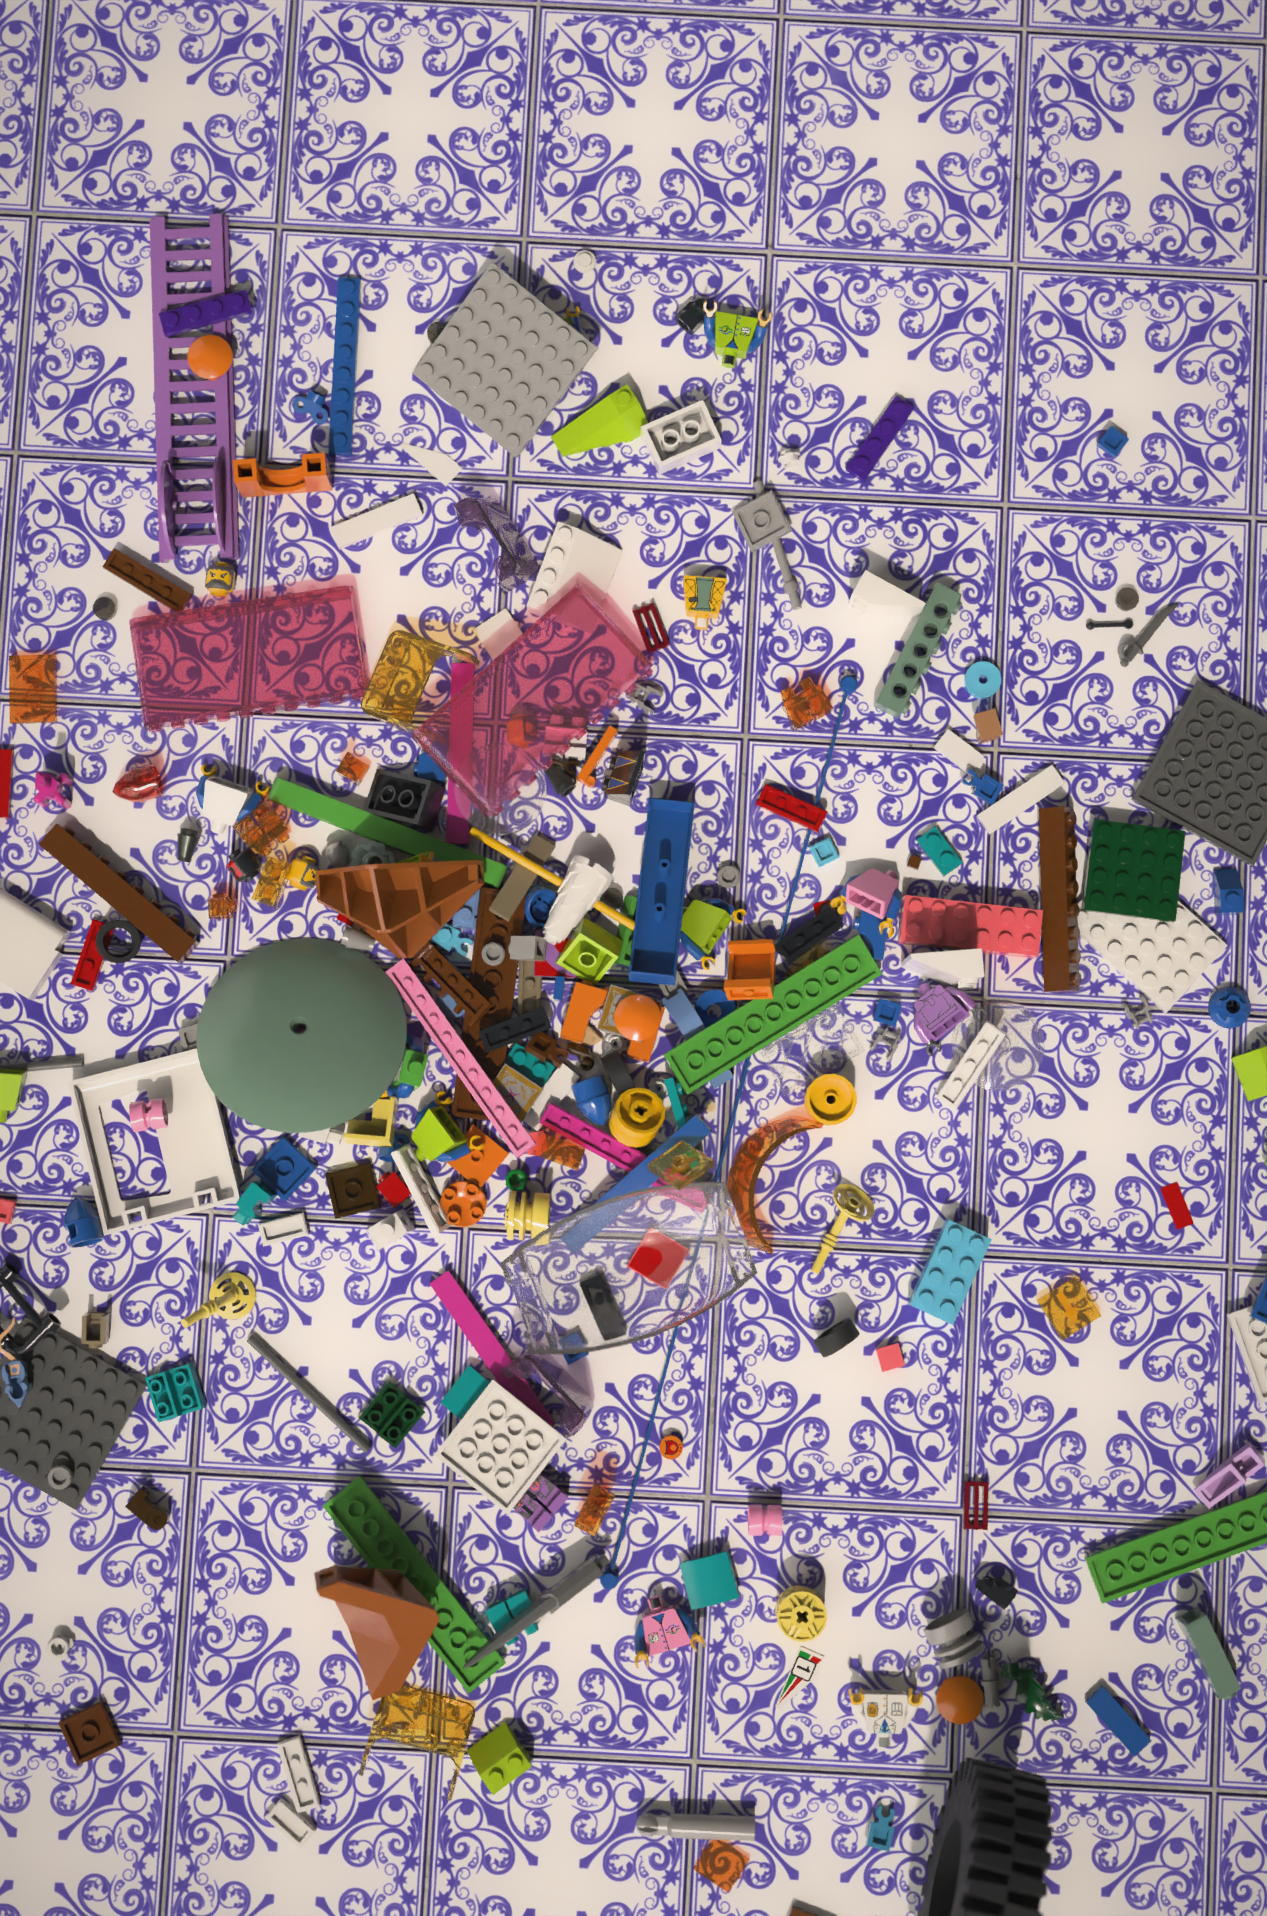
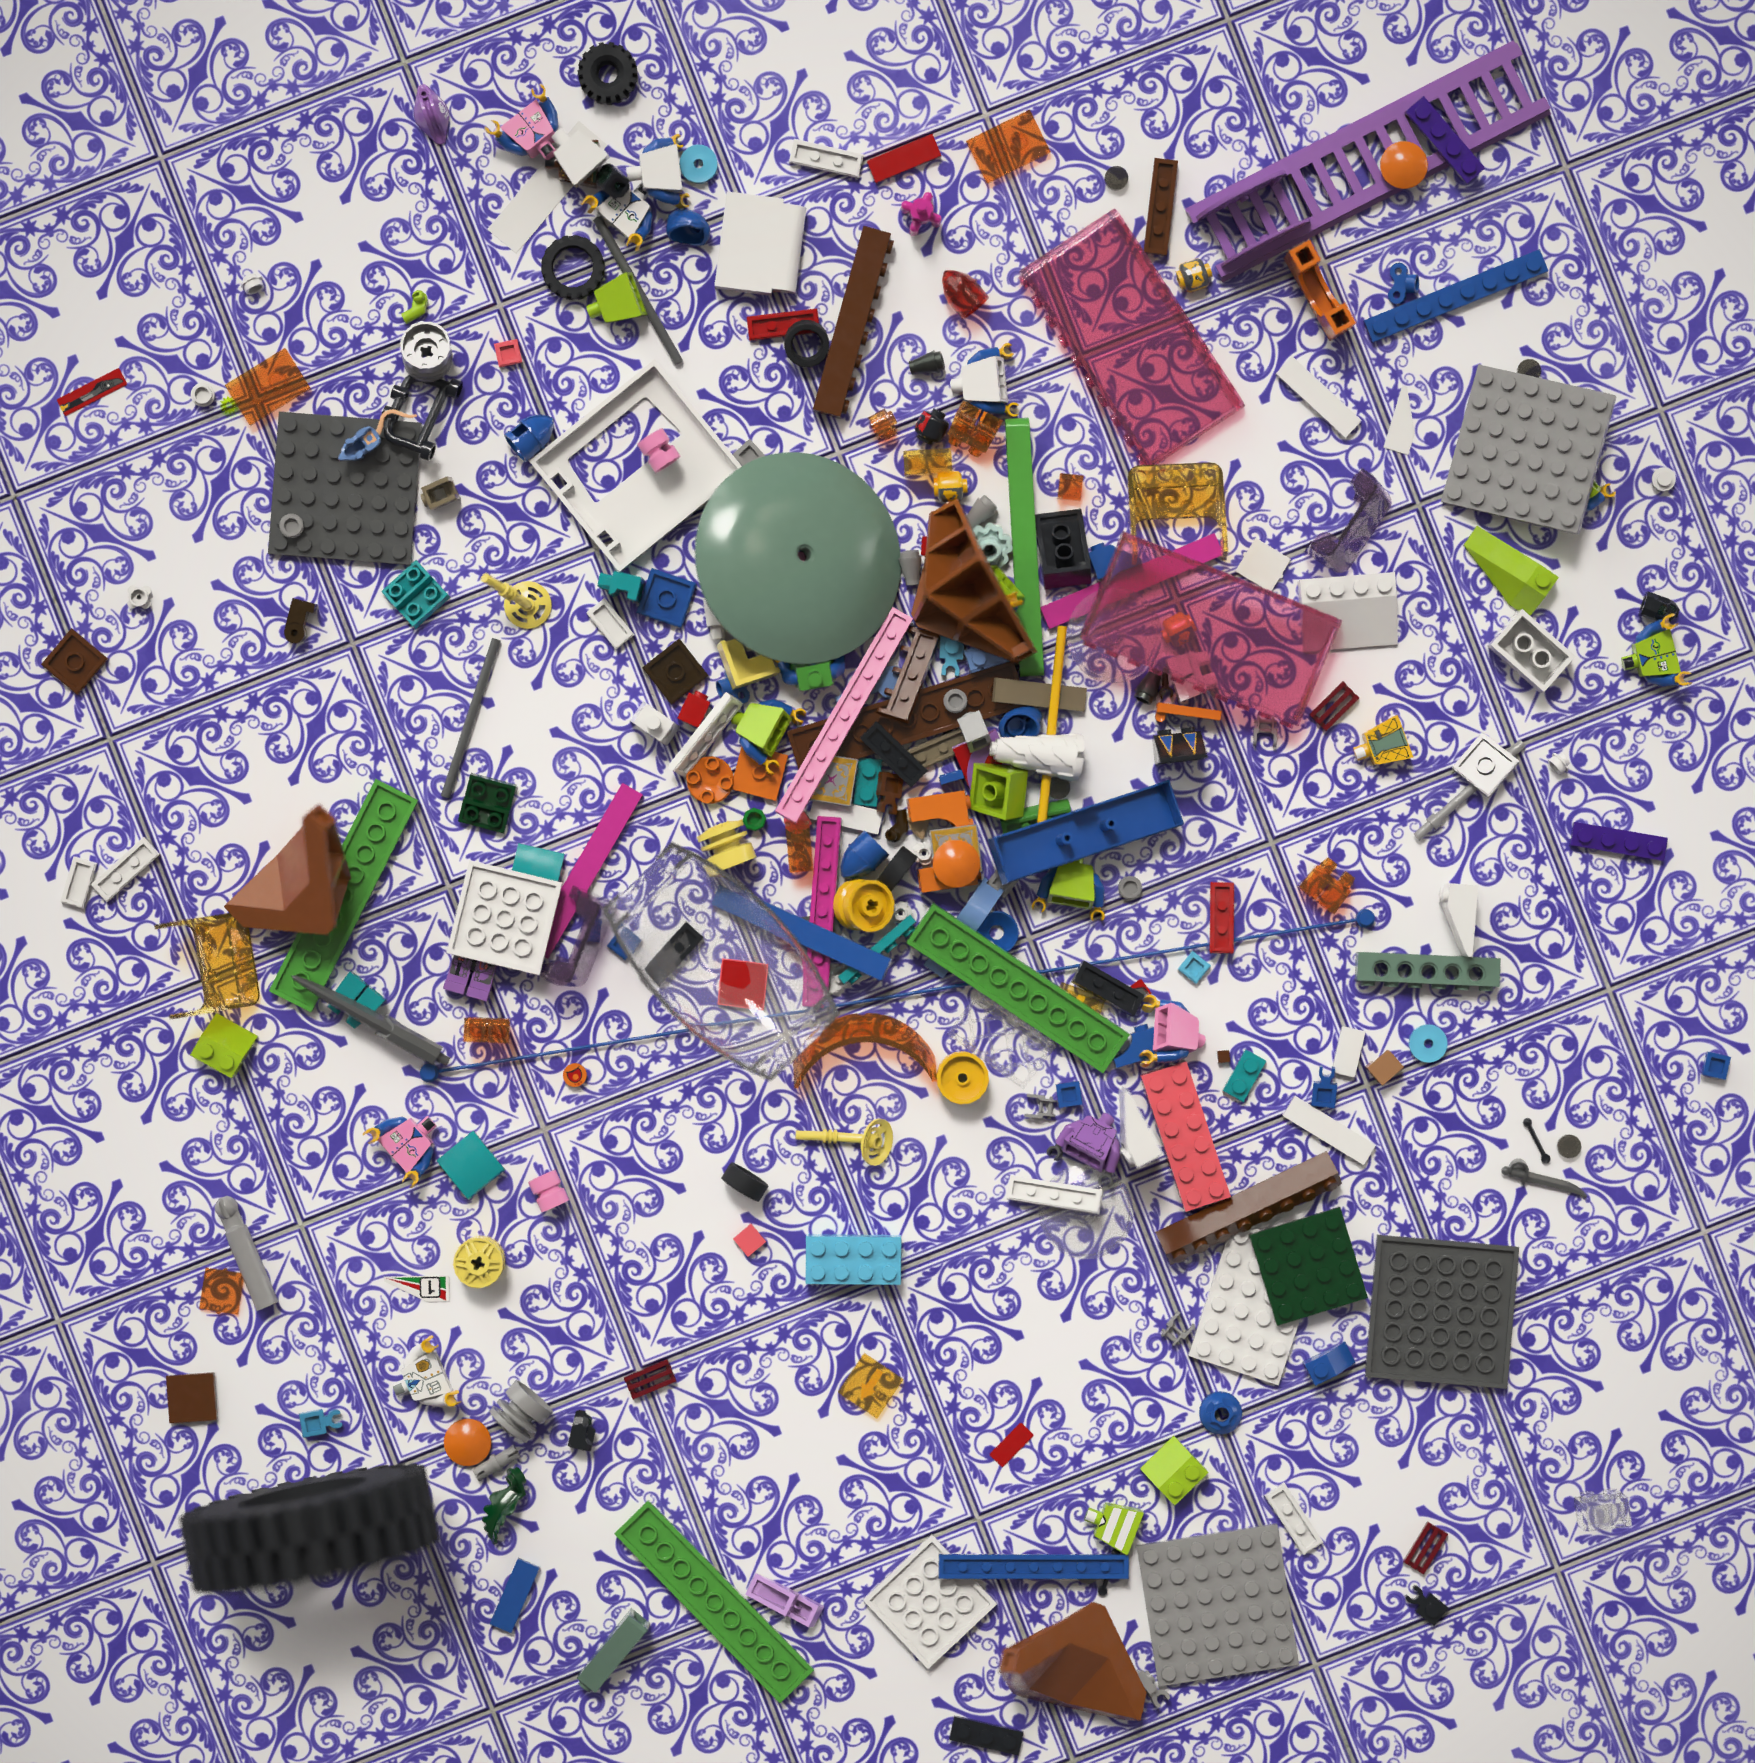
camera: 65 degrees right, 5 degrees up
(680, 1165) = (837, 966): clear yellow tile -> none
(751, 969) = (1050, 949): orange panel -> none

